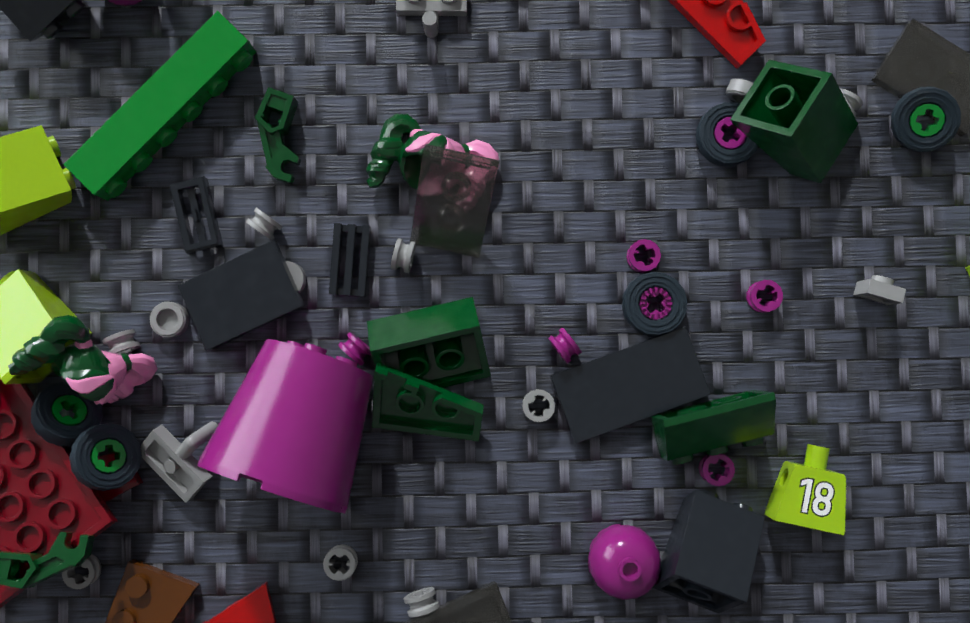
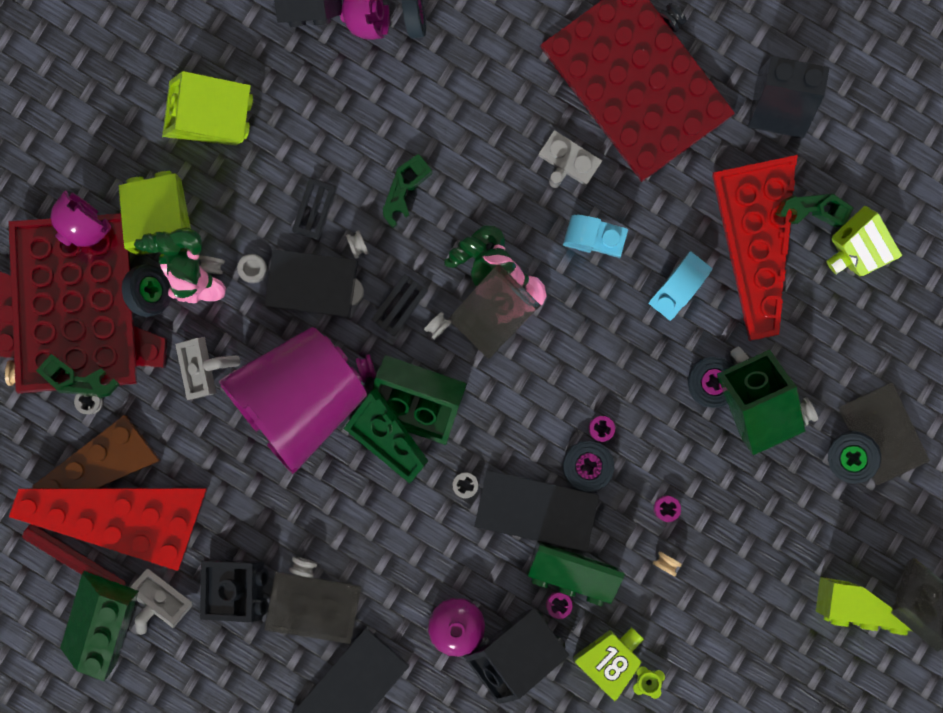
camera: 35 degrees right, 0 degrees up
(92, 471) = (143, 341): black bush -> none
(161, 108) = (337, 121): green brick -> none
(341, 573) = (260, 513): light grey bush -> none
(504, 55) = (591, 234): none -> medium azure brick
(564, 345) = (508, 455): magenta bush -> none
(633, 54) = (680, 286): none -> medium azure brick
(802, 353) = (667, 563): none -> tan bush
(872, 491) = (652, 690): none -> lime plate
(880, 290) = (748, 554): light grey plate -> none

